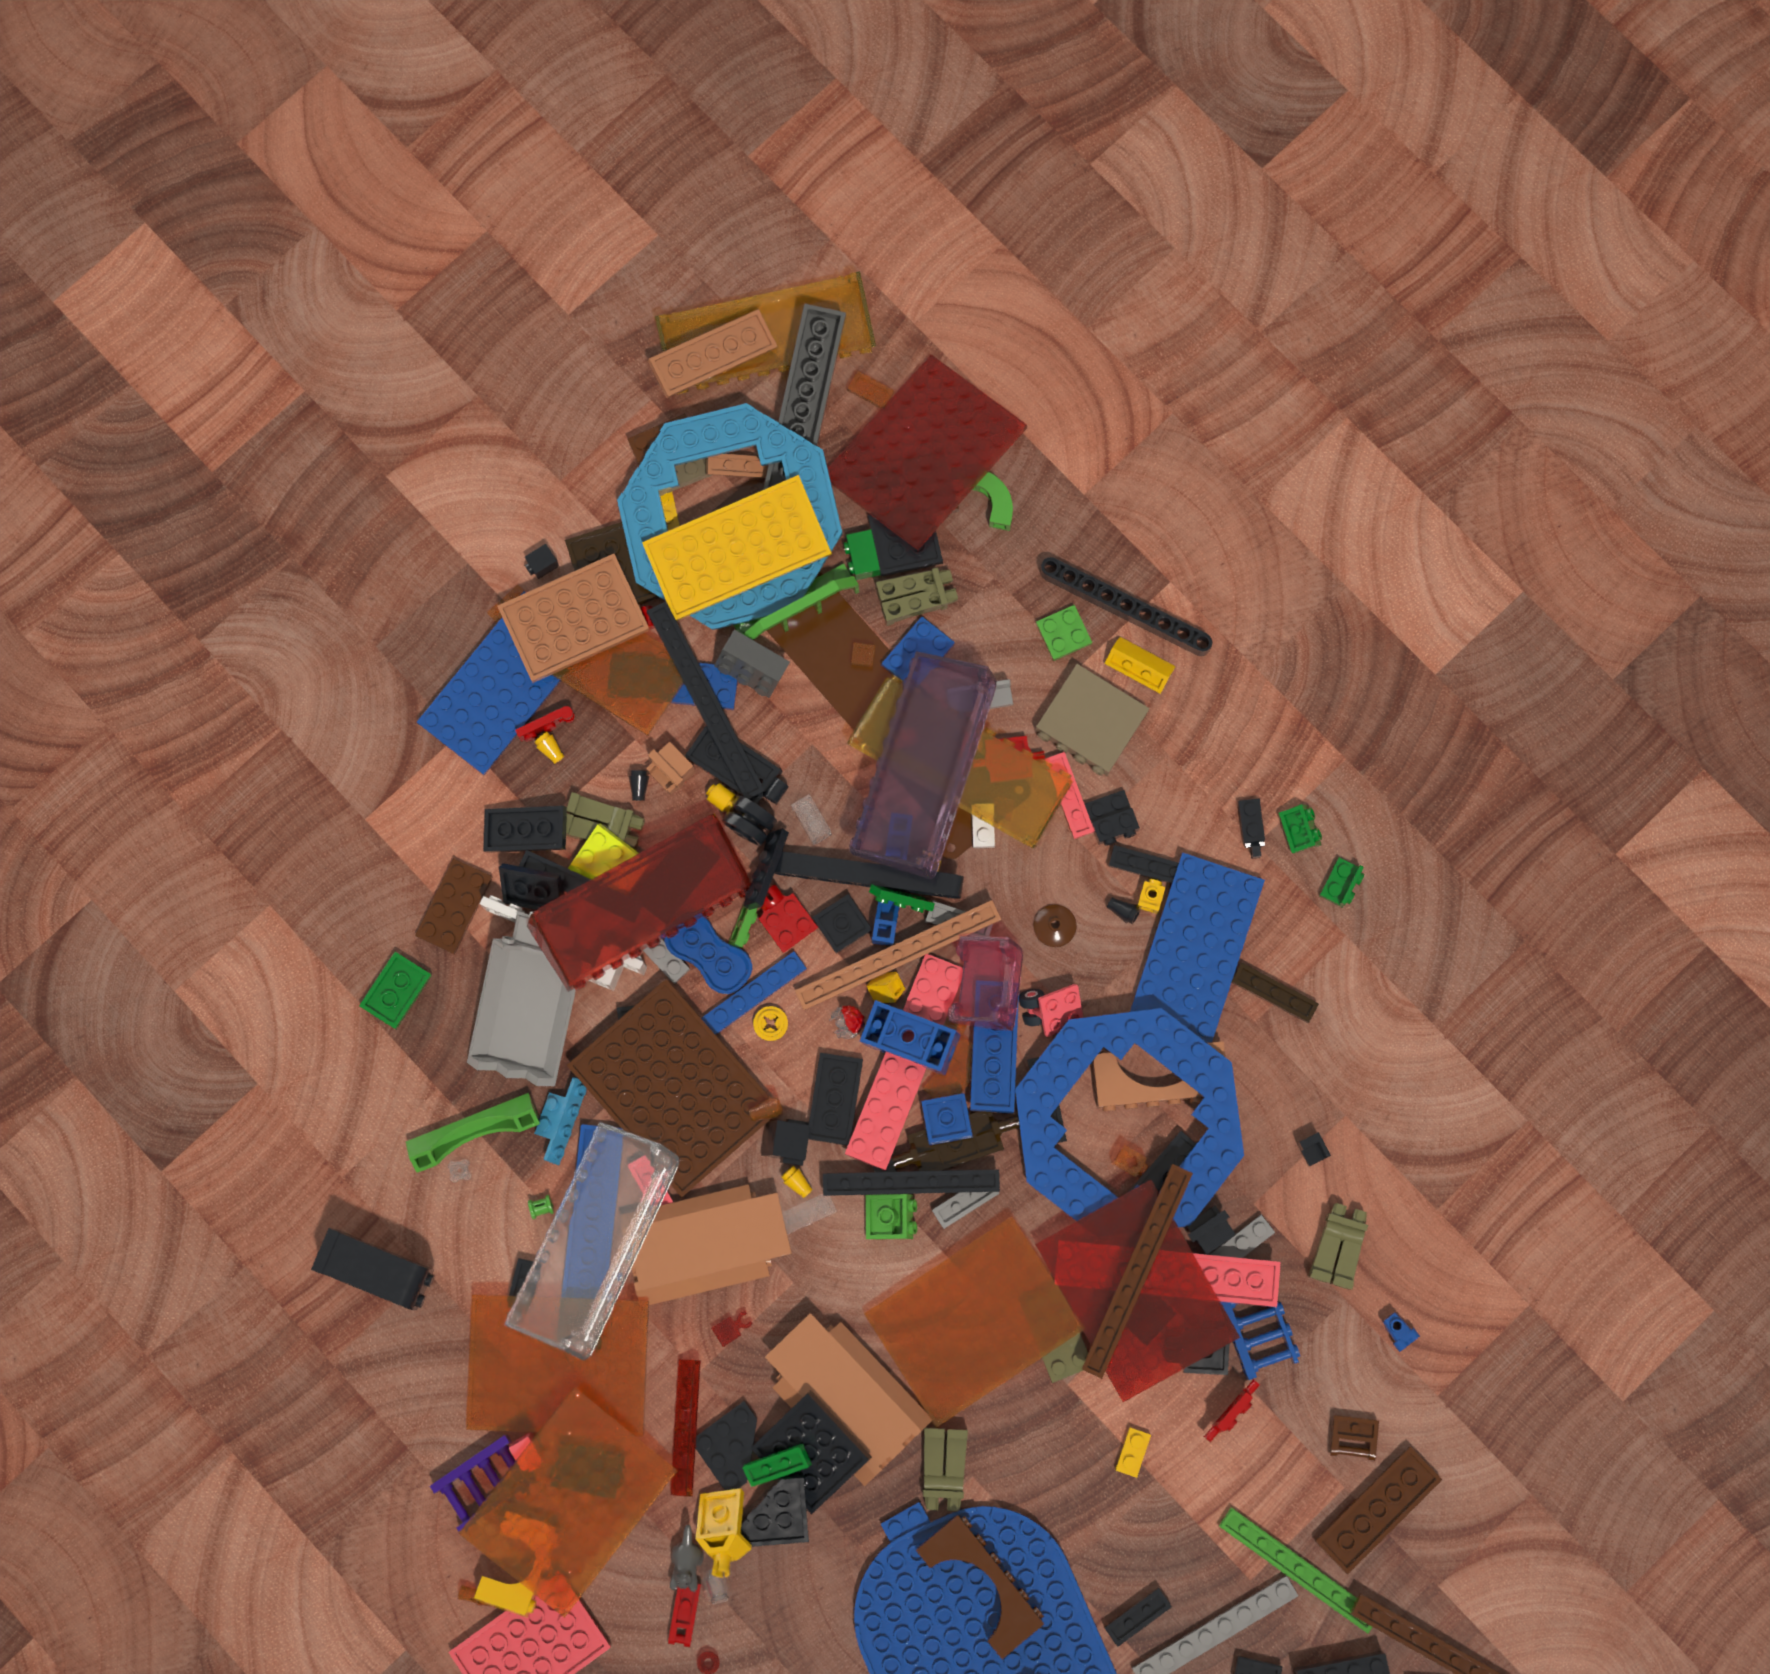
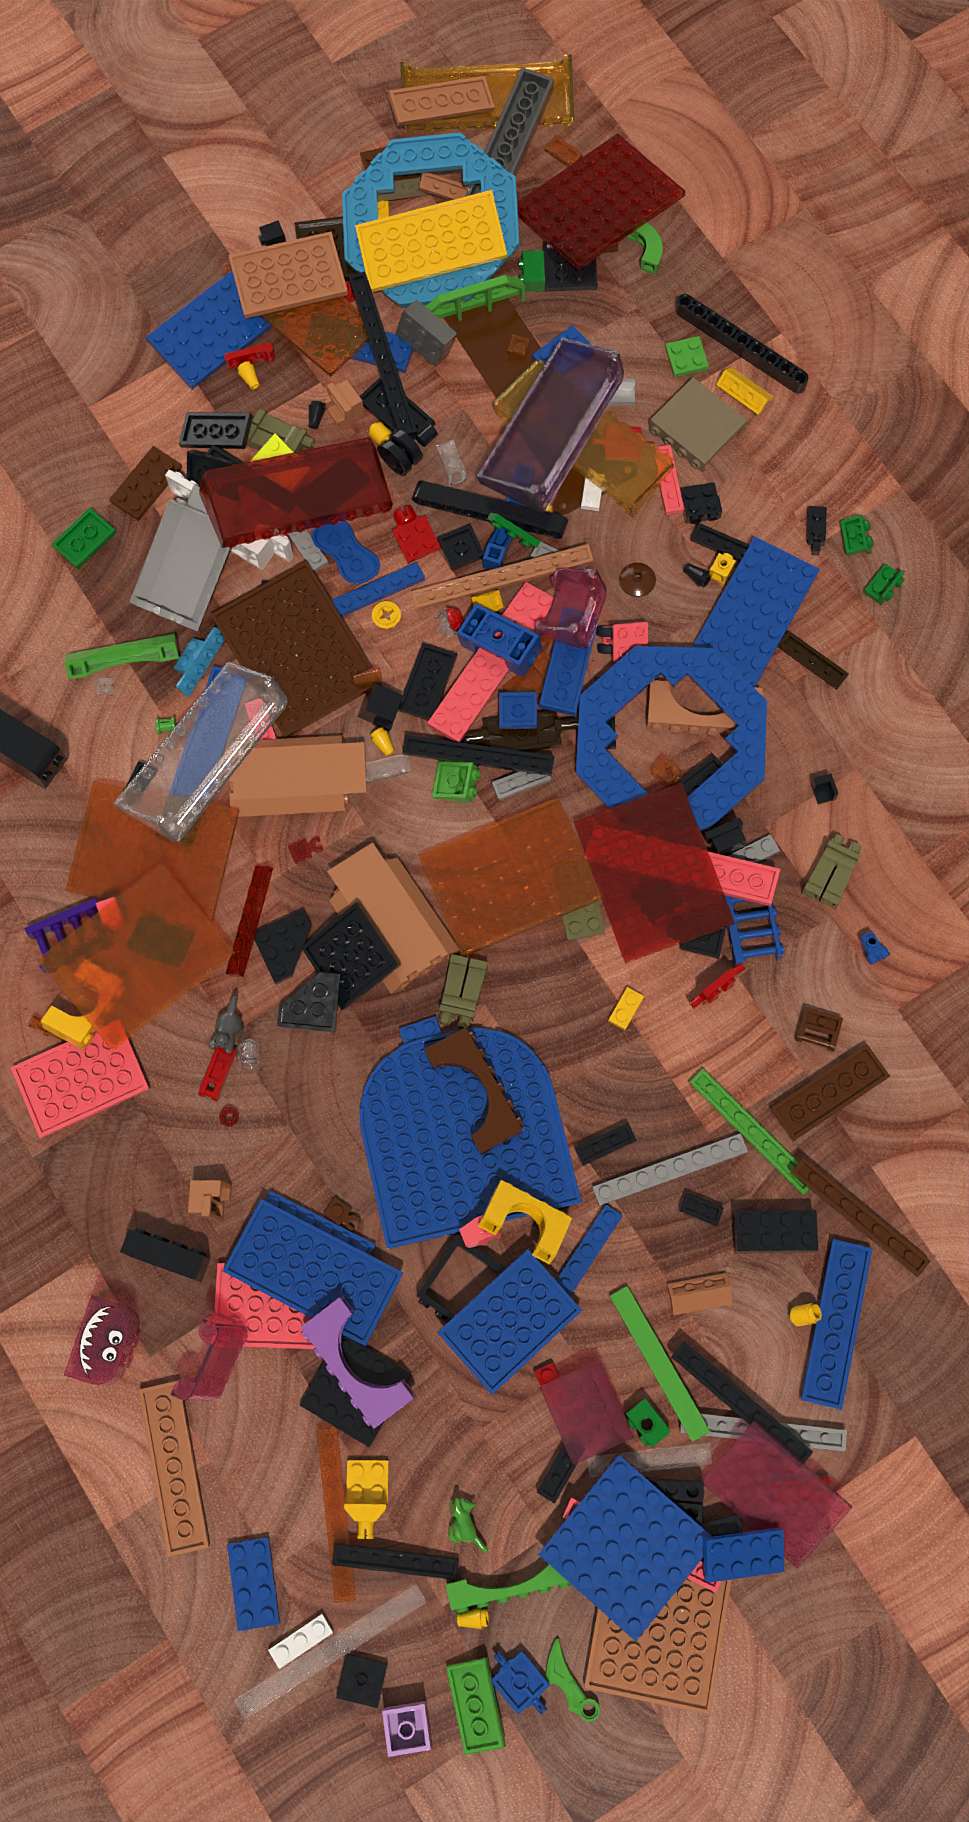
camera: 10 degrees right, 5 degrees down
(720, 1528) = (261, 1004): yellow plate -> none
(740, 932) = (383, 529): bright green plate -> none
(766, 868) = (402, 495): black plate -> none
(776, 1465) = (319, 961): green plate -> none
(915, 594) = (570, 307): olive hips -> none
(1137, 1271) = (656, 852): reddish brown plate -> none

